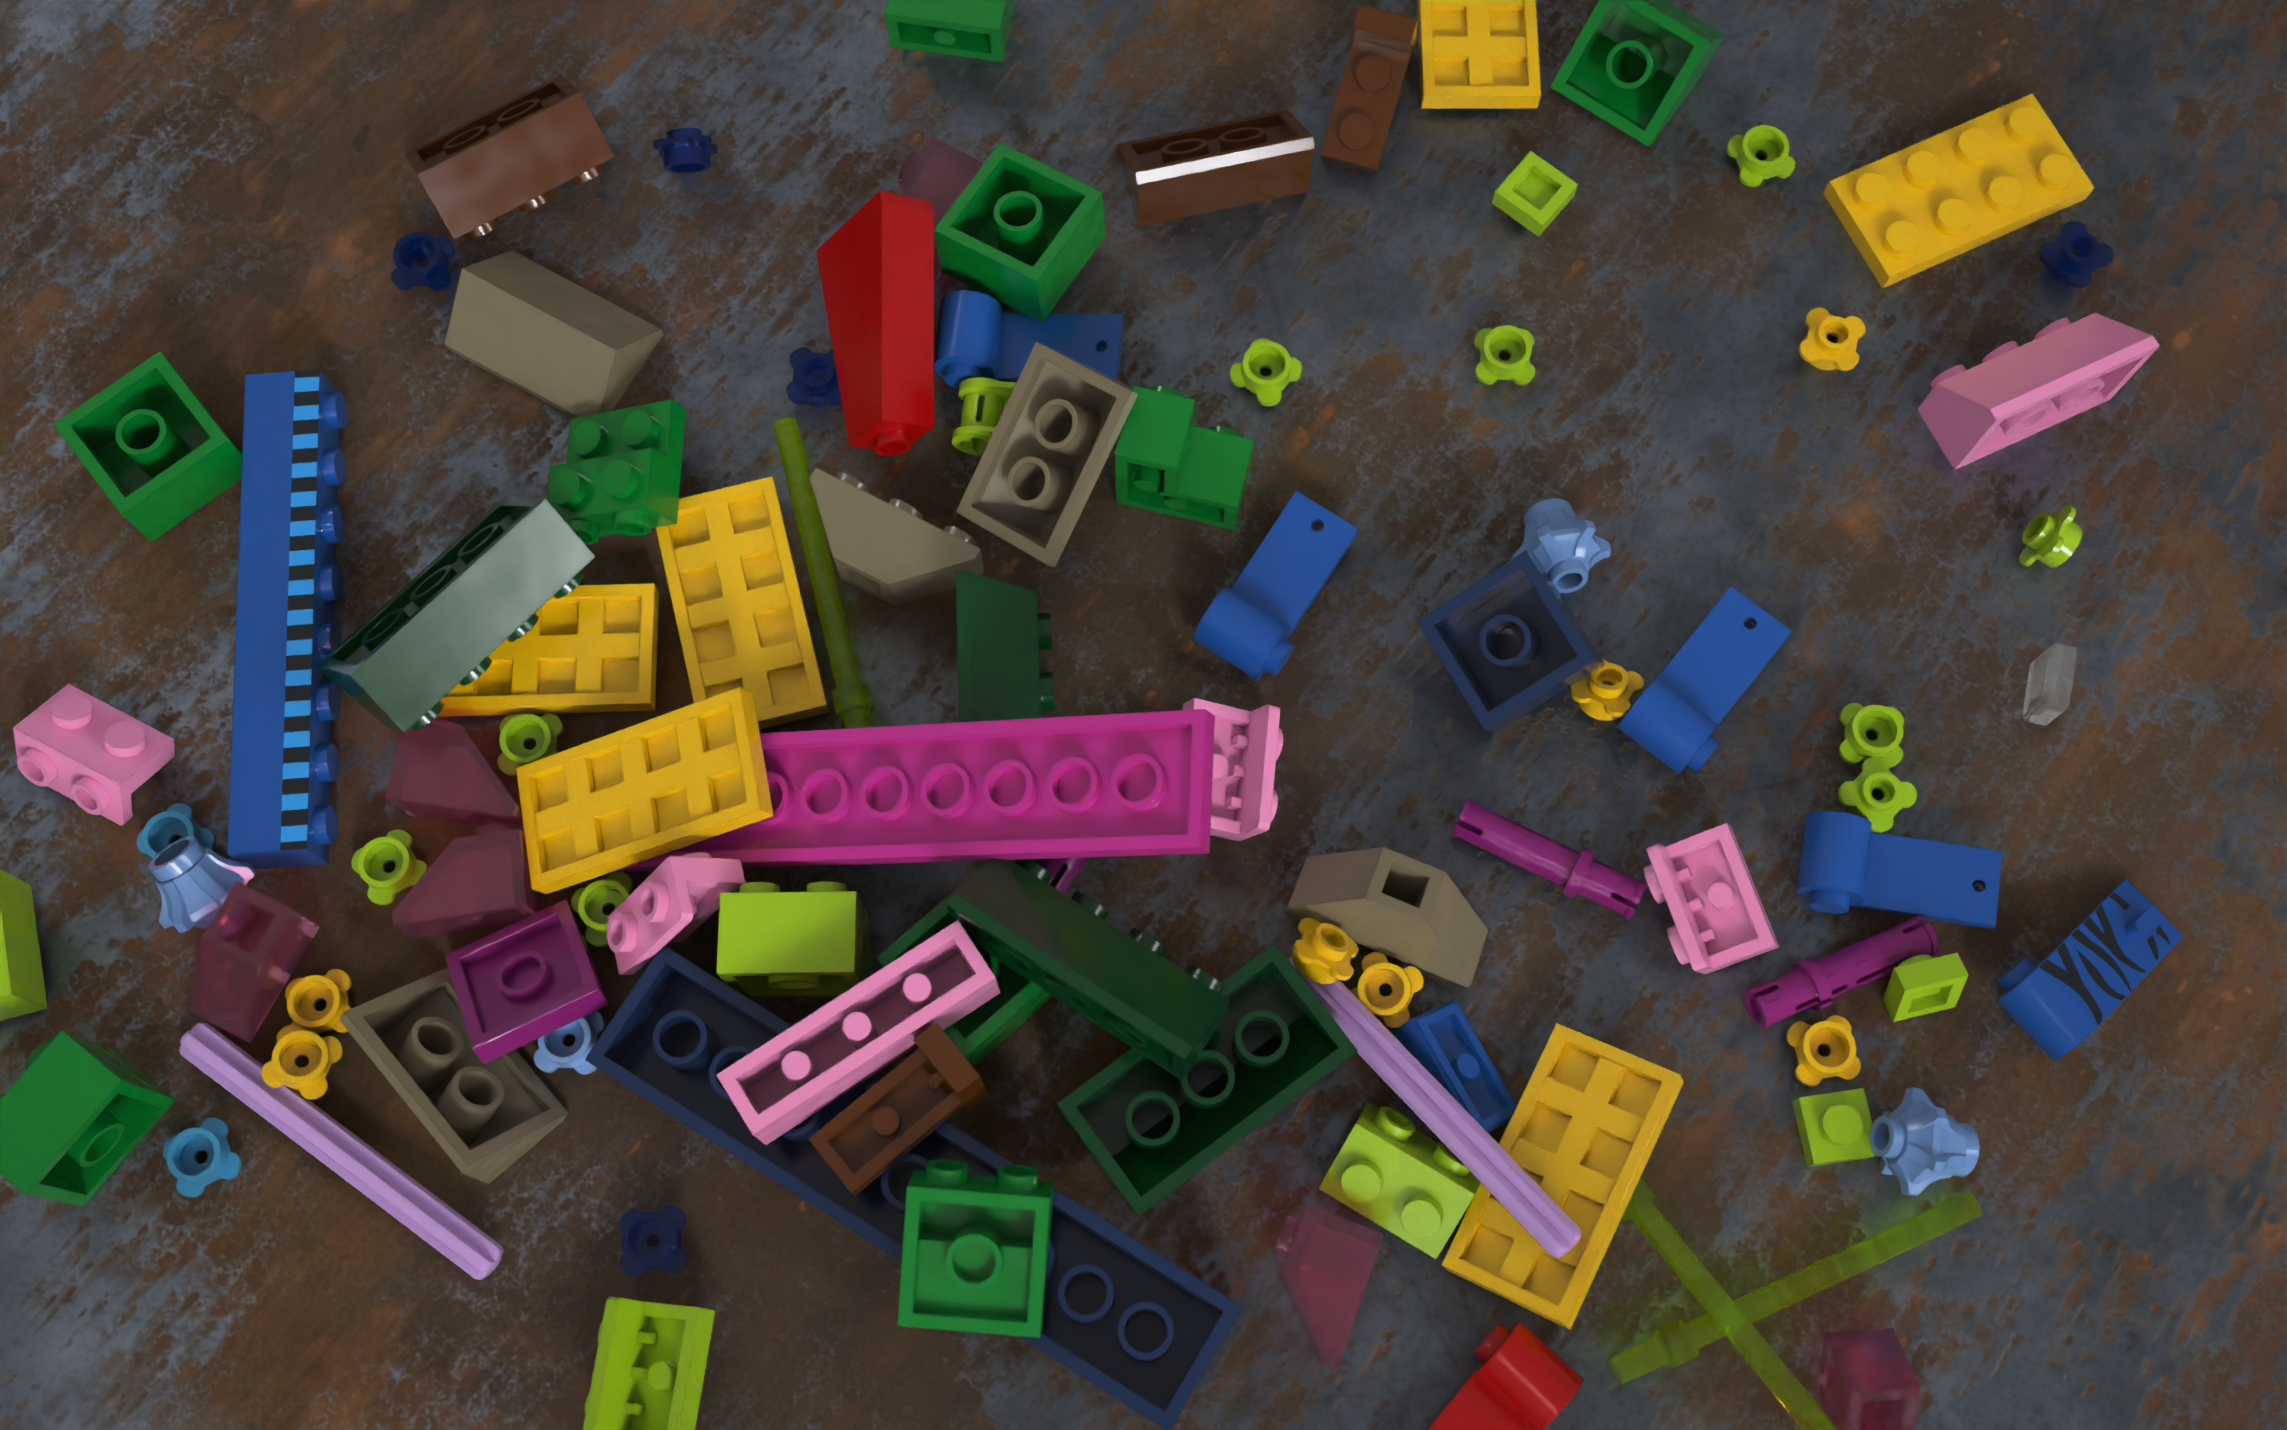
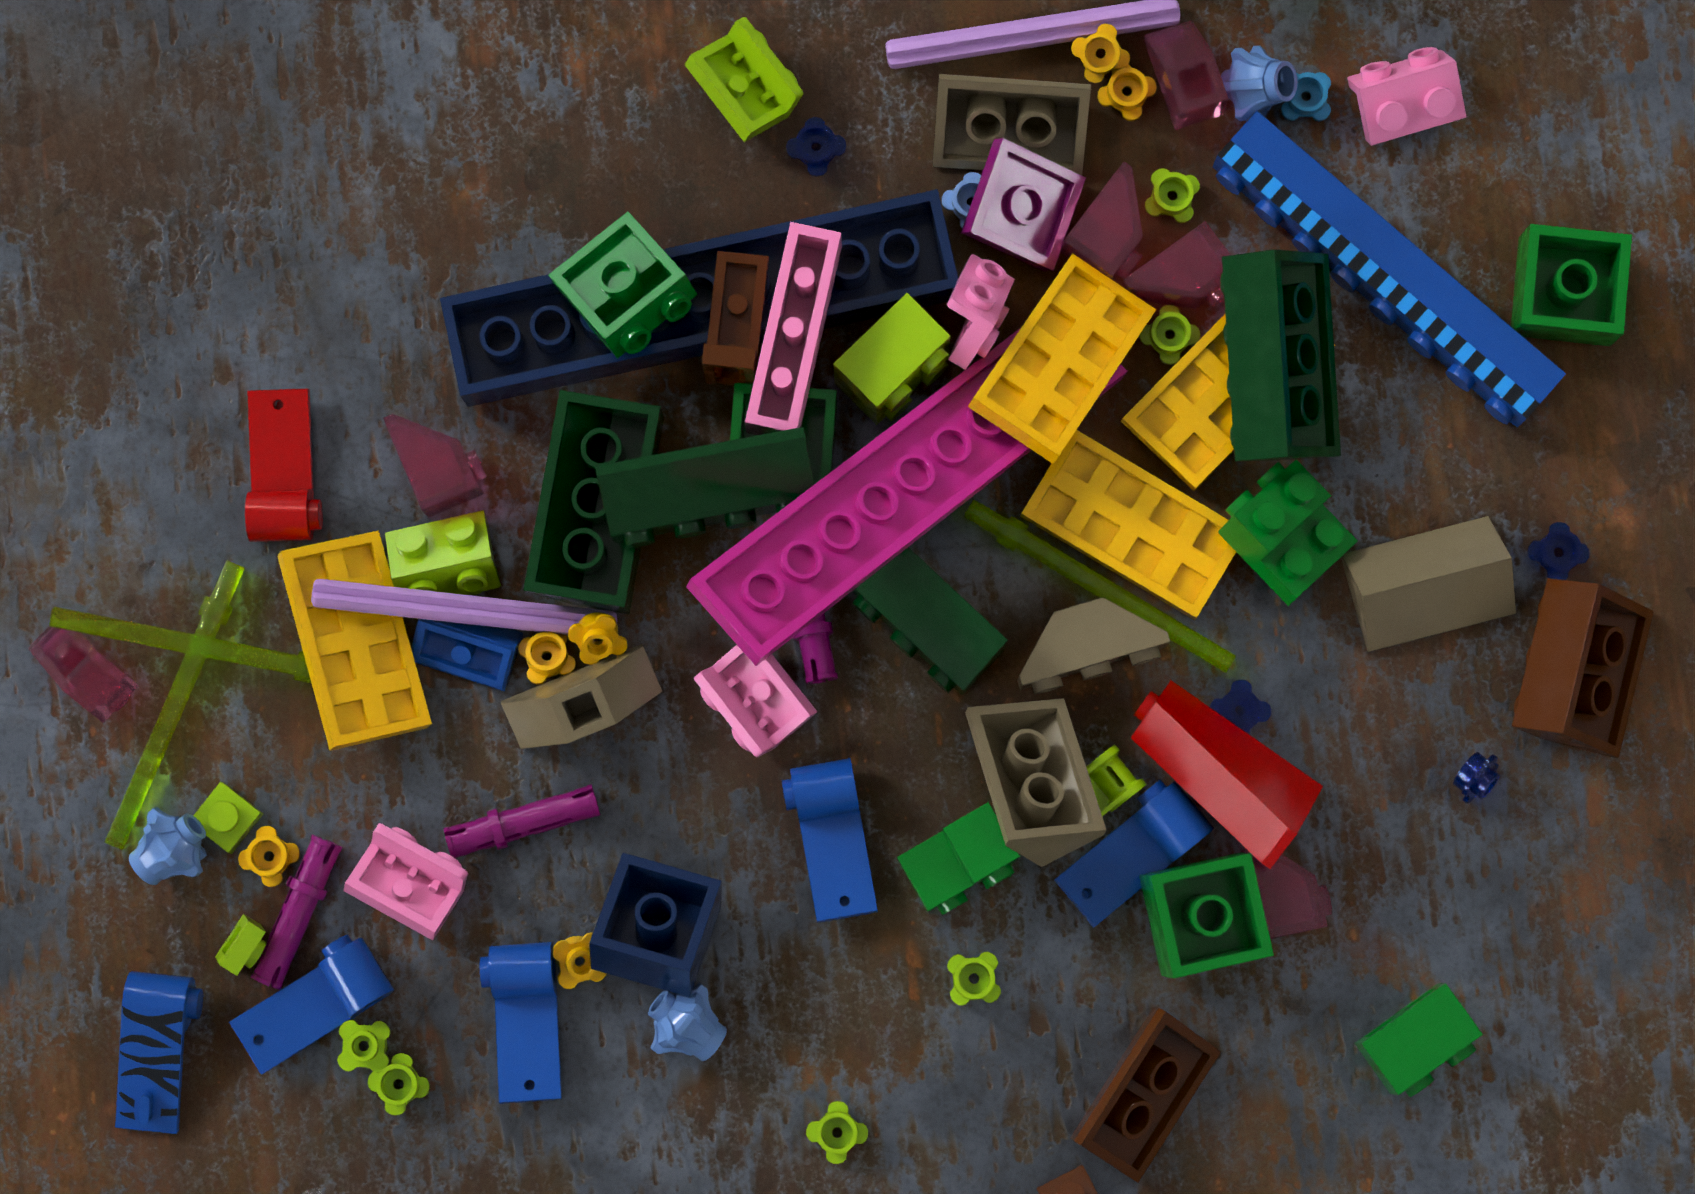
camera: 140 degrees right, 10 degrees up
(590, 903) = (1027, 275): lime plate -> none

